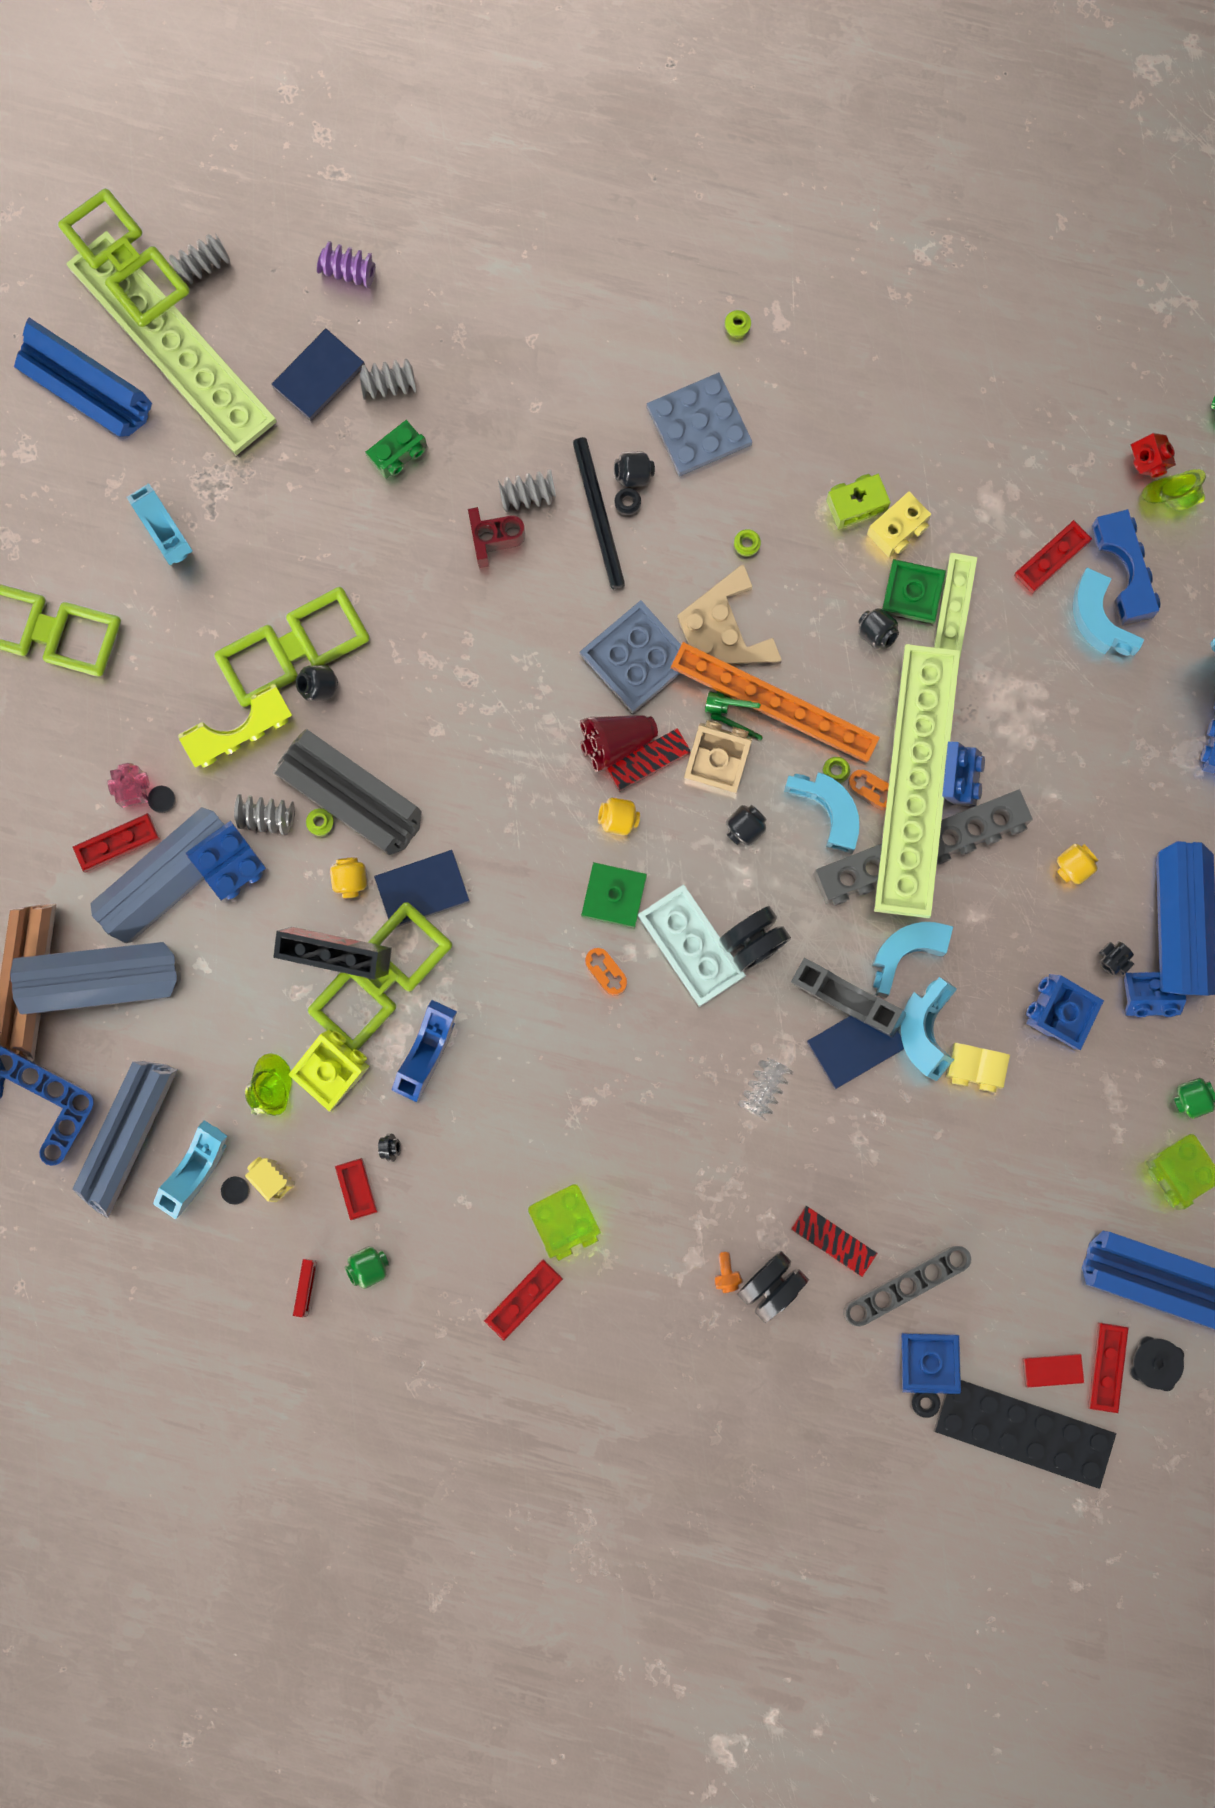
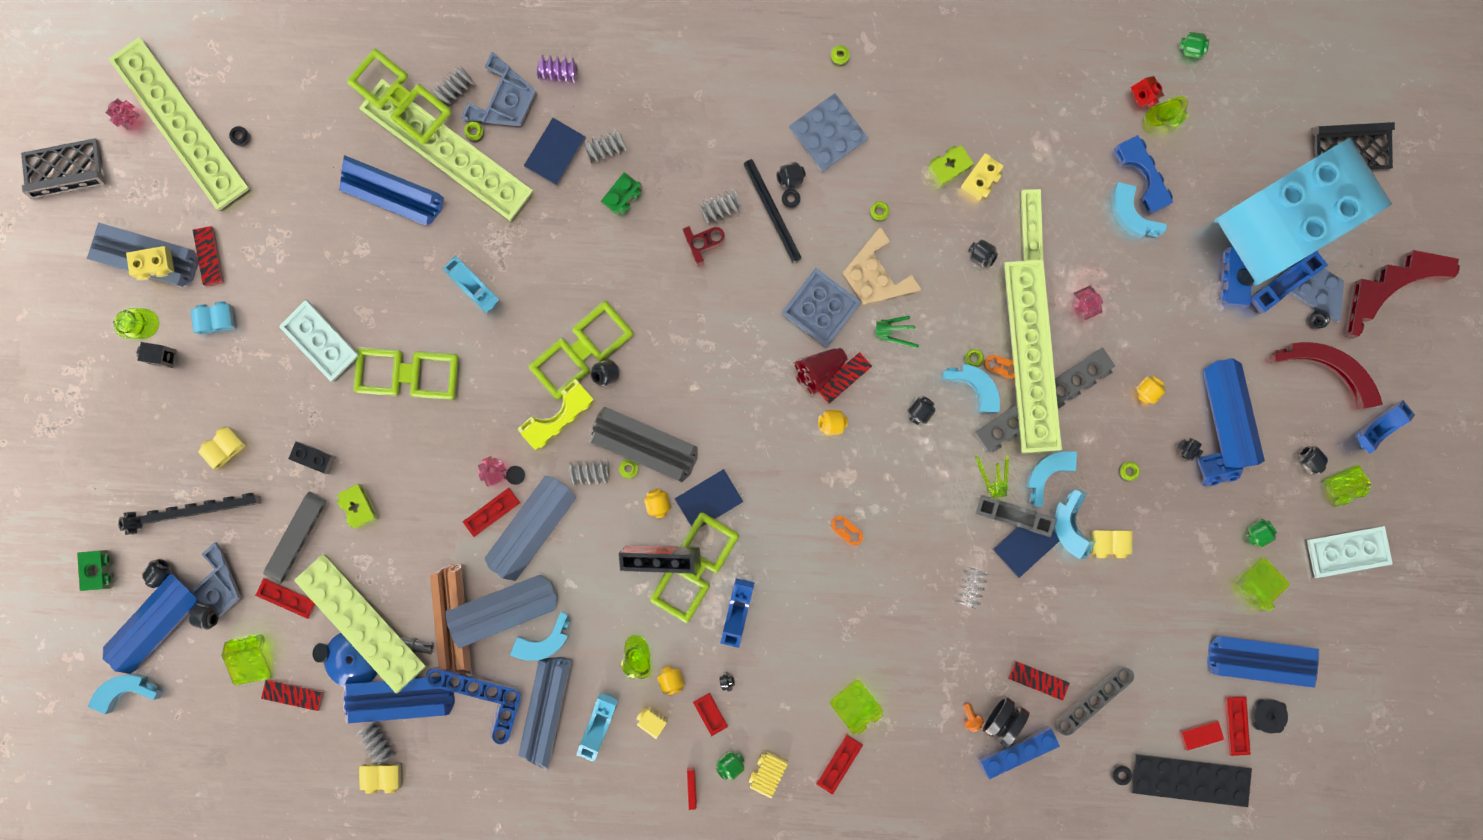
camera: 15 degrees left, 5 degrees up
(144, 1045) = (533, 650): none -> medium azure arch
(210, 319) = (473, 125): none -> lime plate
(226, 861) = (572, 510): blue plate -> none
(235, 1190) = (628, 732): black piece -> none
(272, 294) = (509, 100): none -> sand blue wing
(310, 1128) = (671, 681): none -> yellow head
(329, 1069) = (674, 637): neon yellow plate -> none
(418, 1291) = (768, 774): none -> light yellow brick
(614, 895) = (840, 476): green plate -> none
(691, 945) = (901, 500): light aqua plate -> none
(718, 756) = (892, 365): tan plate -> none
(756, 941) = (947, 491): black wheel -> none
(775, 702) = (923, 320): orange plate -> none
(783, 1337) = (1019, 753): none -> blue arch
(832, 956) = (998, 488): none -> clear neon green plant
(913, 591) = (1001, 221): green plate -> none
(930, 1363) = (1120, 748): blue plate -> none
(962, 774) = (1062, 345): blue plate -> none
(1011, 724) = (1088, 302): none -> clear pink brick
(1030, 966) = (1135, 468): none -> lime plate
(1053, 556) = (1092, 177): red tile -> none
(1064, 1010) = (1162, 492): blue plate -> none

